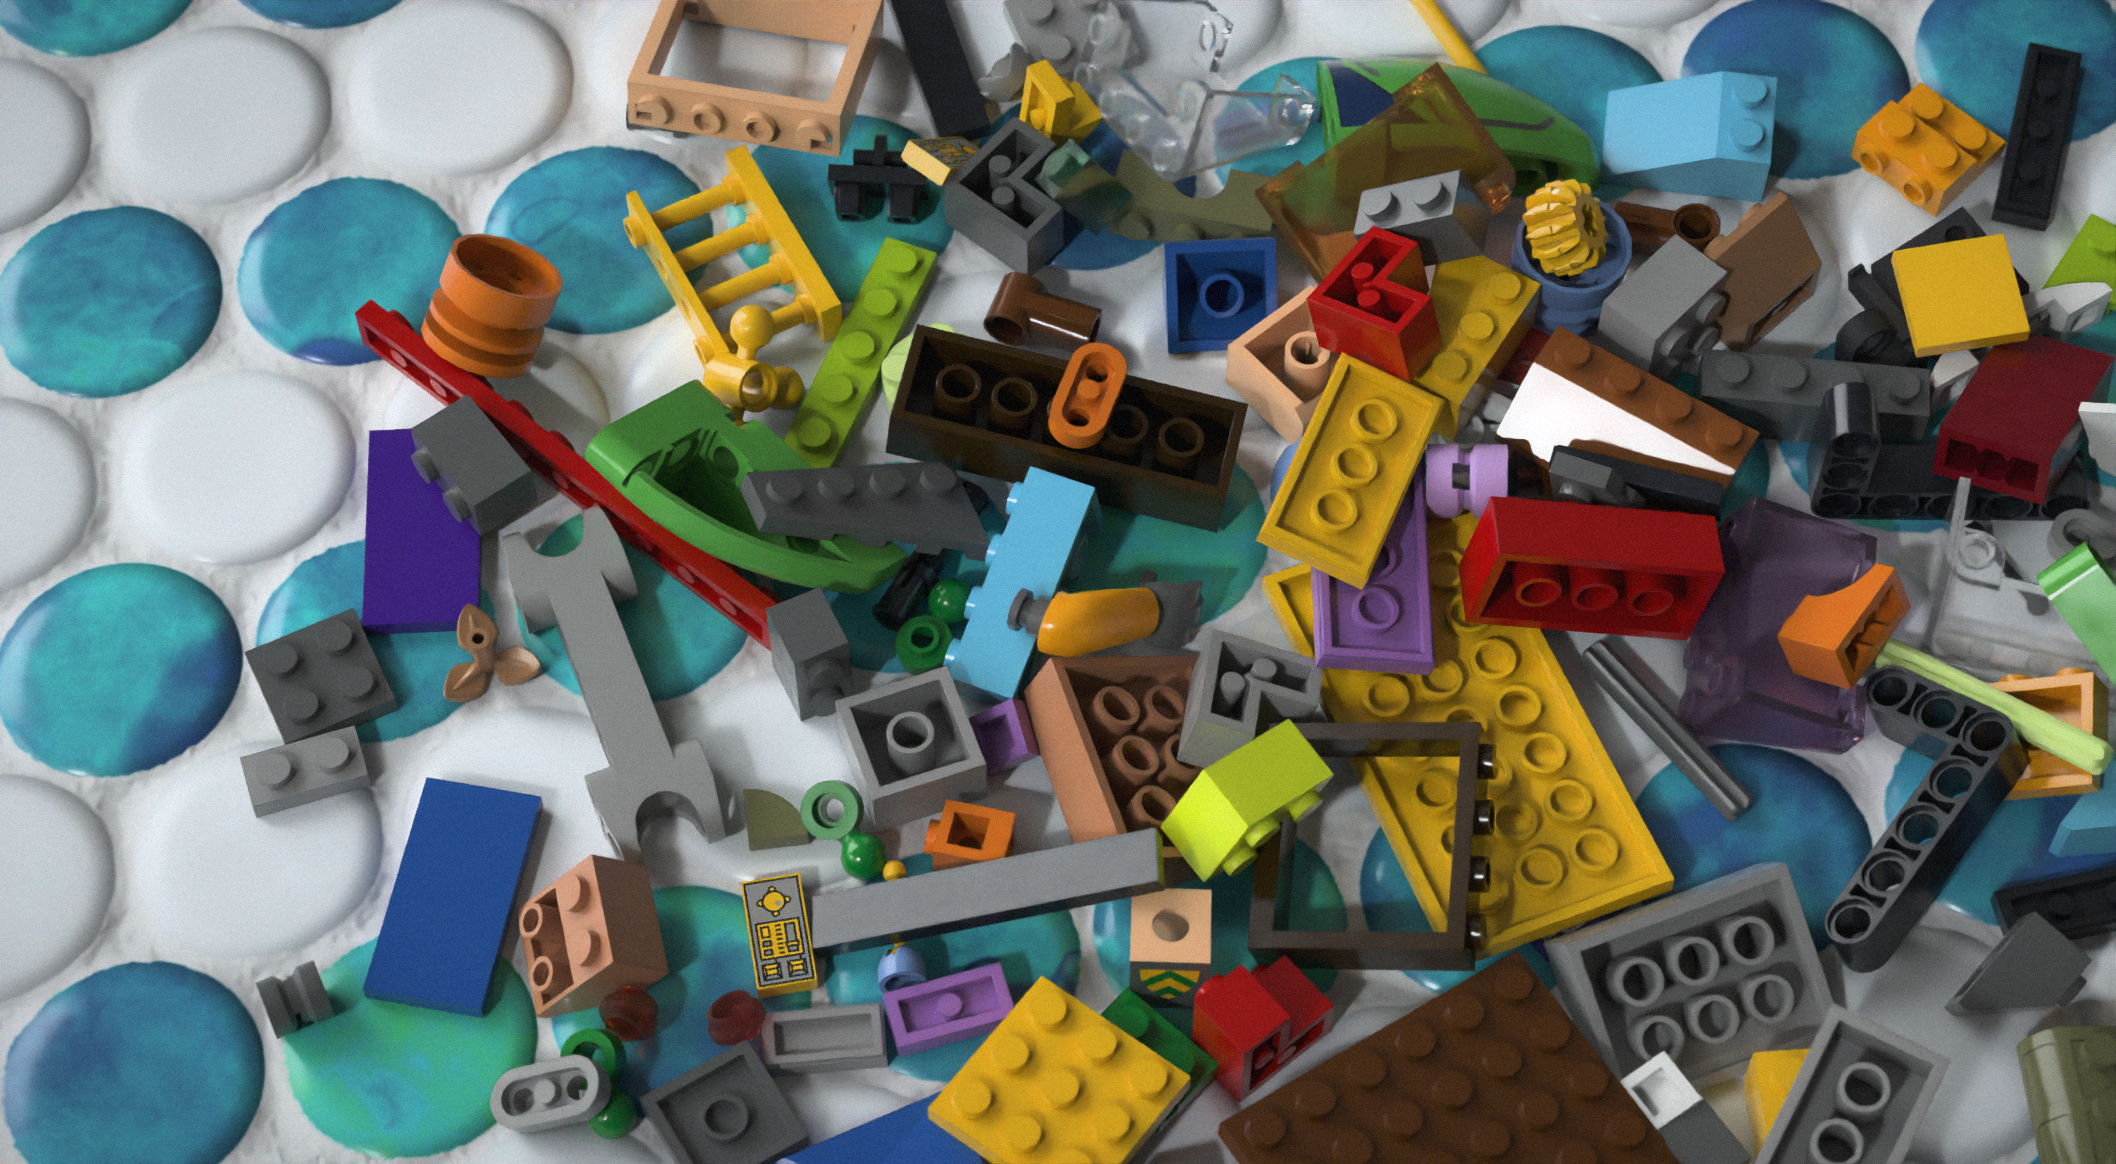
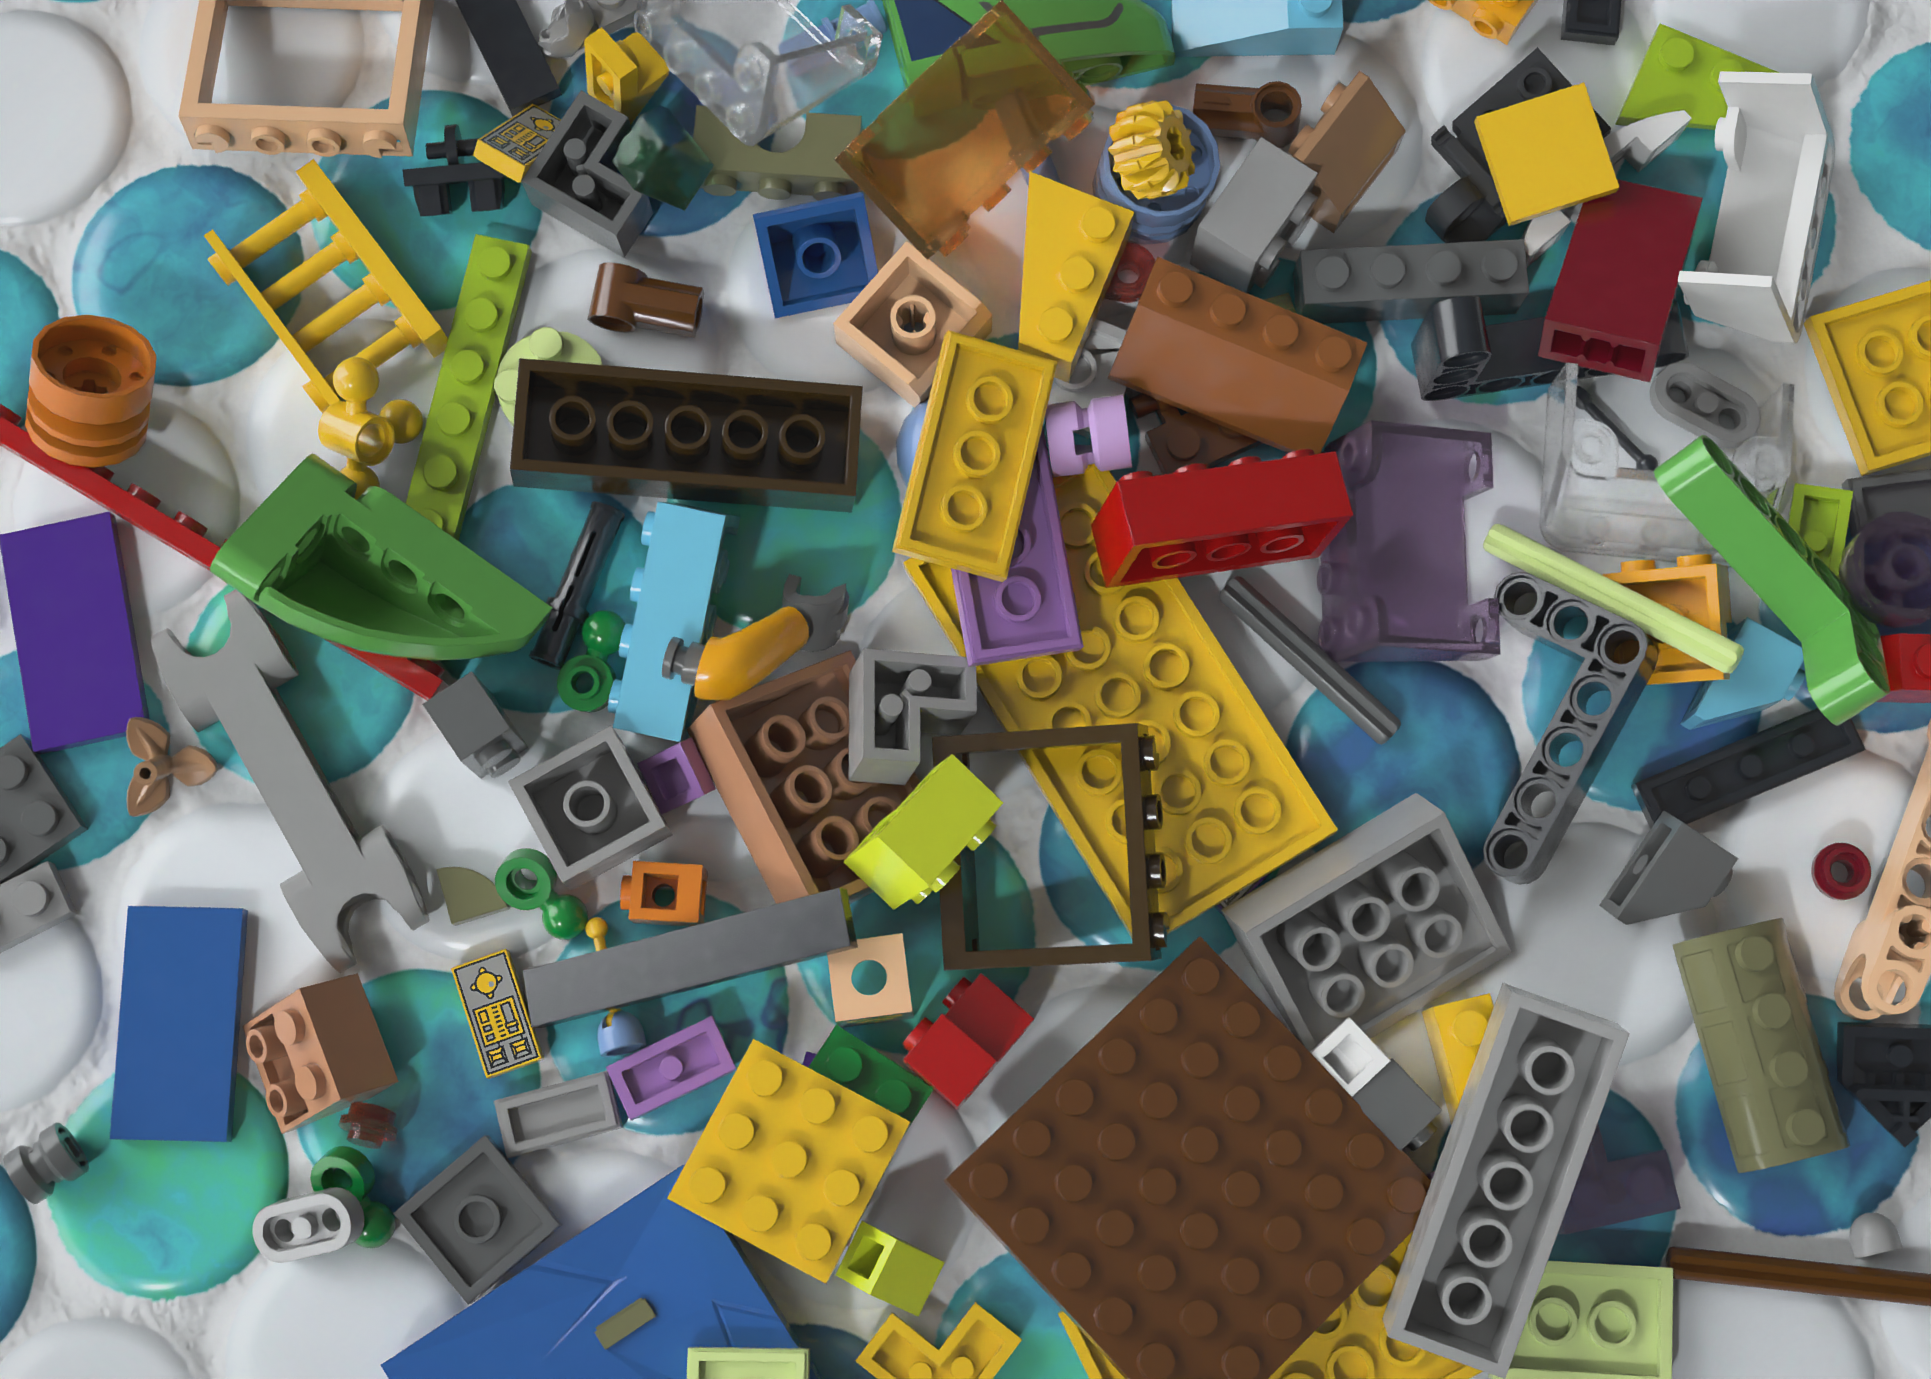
camera: 10 degrees left, 20 degrees up
(473, 465) = (106, 567): dark grey brick -> none
(735, 1018) = (470, 1112): clear red plate -> none
(870, 503) = (508, 562): dark grey wing -> none
(1086, 399) = (700, 416): orange plate -> none
(1378, 306) = (969, 274): red brick -> none
(1435, 211) = (1008, 167): dark grey brick -> none
(1590, 484) = (1206, 441): dark grey wing -> none
(1660, 486) = (1254, 418): black tile -> none
(1842, 632) = (1467, 541): orange arch -> none

